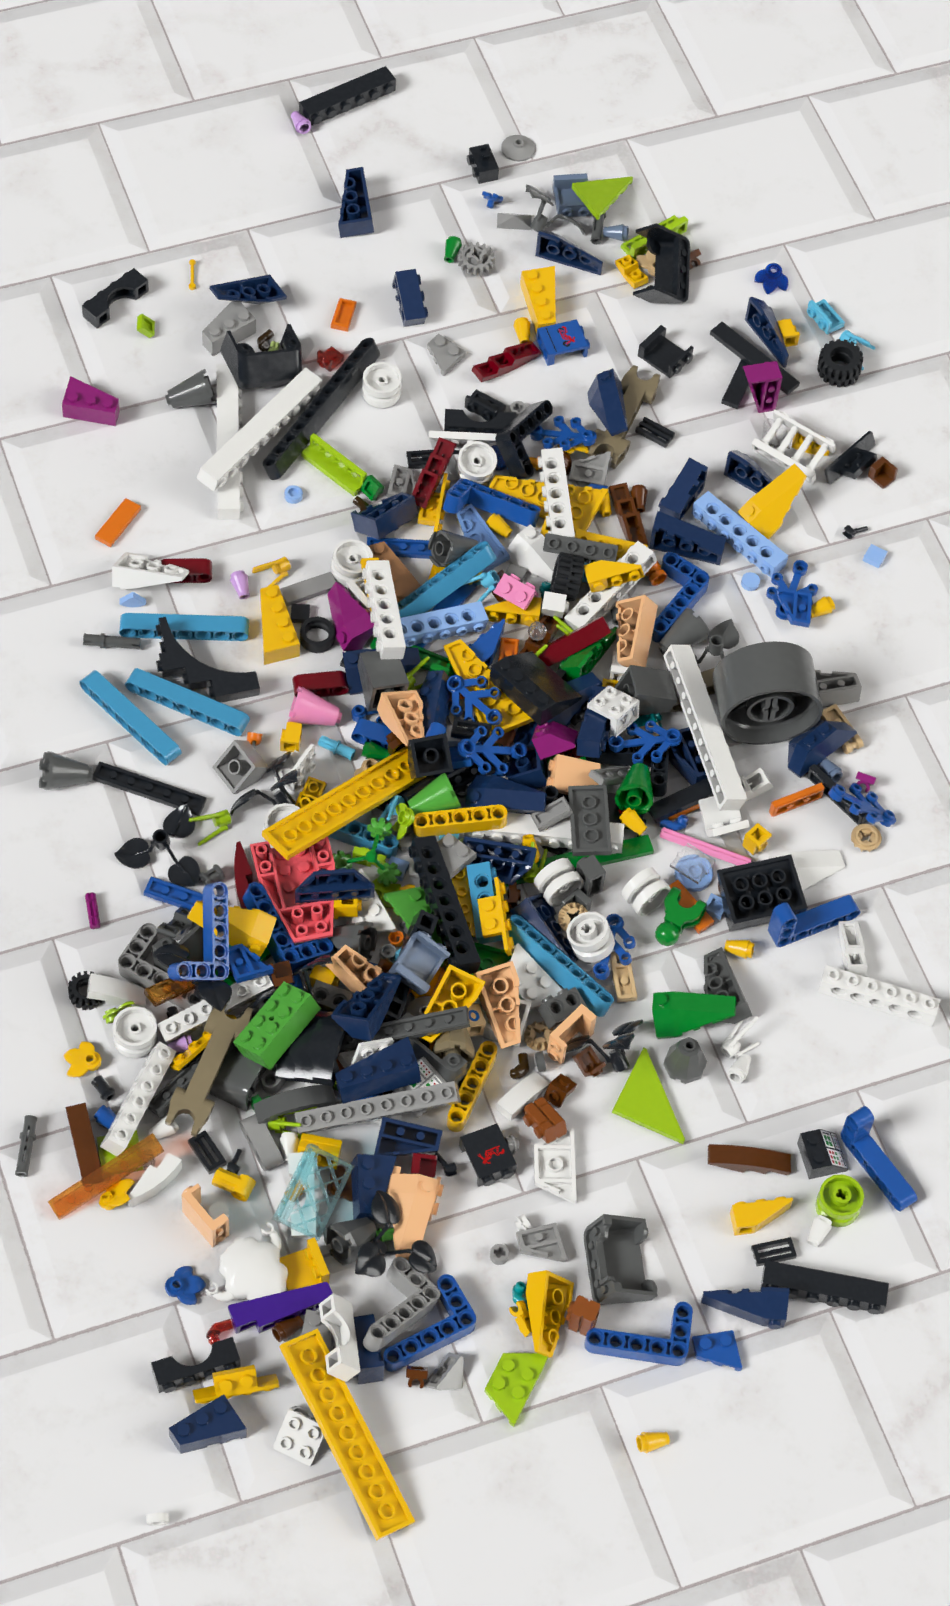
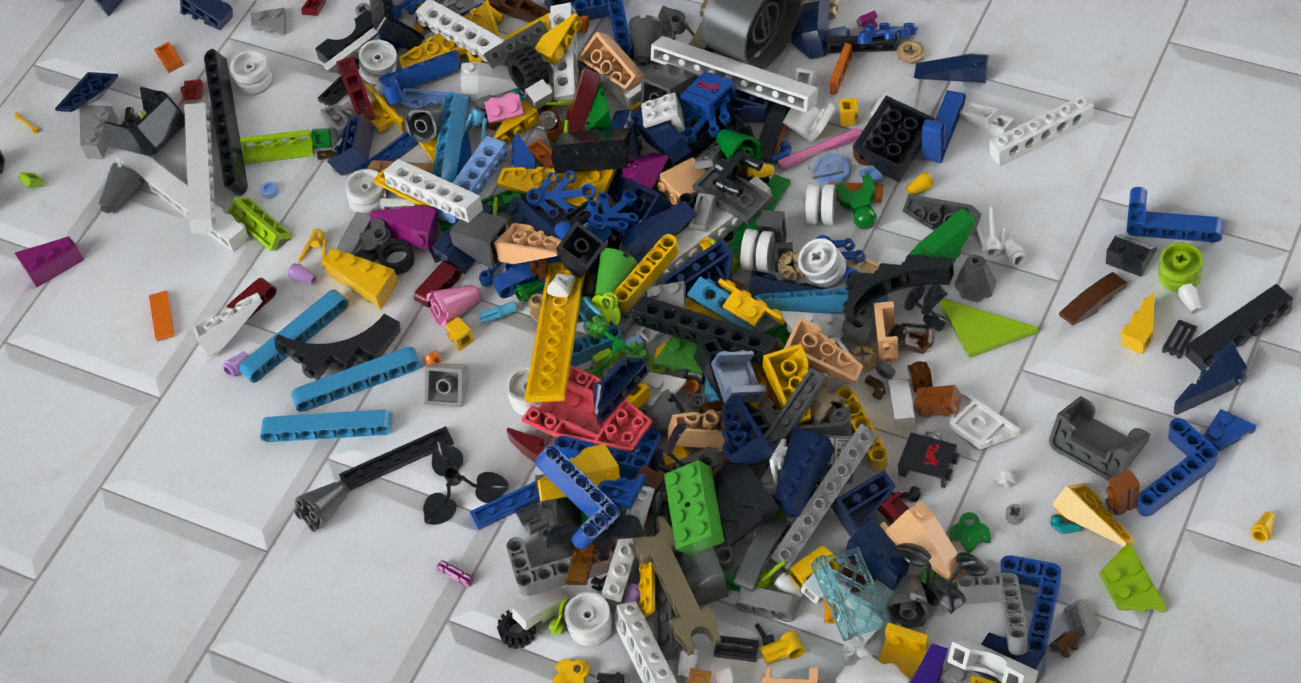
camera: 30 degrees left, 5 degrees down
(111, 641) = (246, 395): dark grey pin -> none
(120, 608) = (231, 366): none -> lavender cone
(132, 600) = (233, 350): light blue tile -> none
(212, 876) = (514, 470): dark grey bush -> none
(219, 819) = (473, 430): lime plant -> none
(254, 510) = (258, 222): none -> lime fence
(282, 795) = (499, 373): black plant -> none
(302, 763) = (487, 349): white bracket -> none
(312, 790) = (516, 354): yellow slope -> none
(320, 604) = (376, 235): none -> dark grey plate
(391, 771) = (561, 285): none -> white tile
(451, 1237) = (970, 534): none -> green plate
(483, 405) = (337, 26): black bracket -> none
(498, 525) = (439, 85): yellow cone -> none
(522, 1318) = (1089, 537): yellow plate -> none
(542, 1242) = (1033, 478): light grey wing -> none
(605, 800) = (730, 169): none -> black connector
(617, 996) = (888, 278): none -> black arch
(663, 722) = (705, 93): none -> blue panel
(887, 887) = (960, 68): none -> dark blue wedge

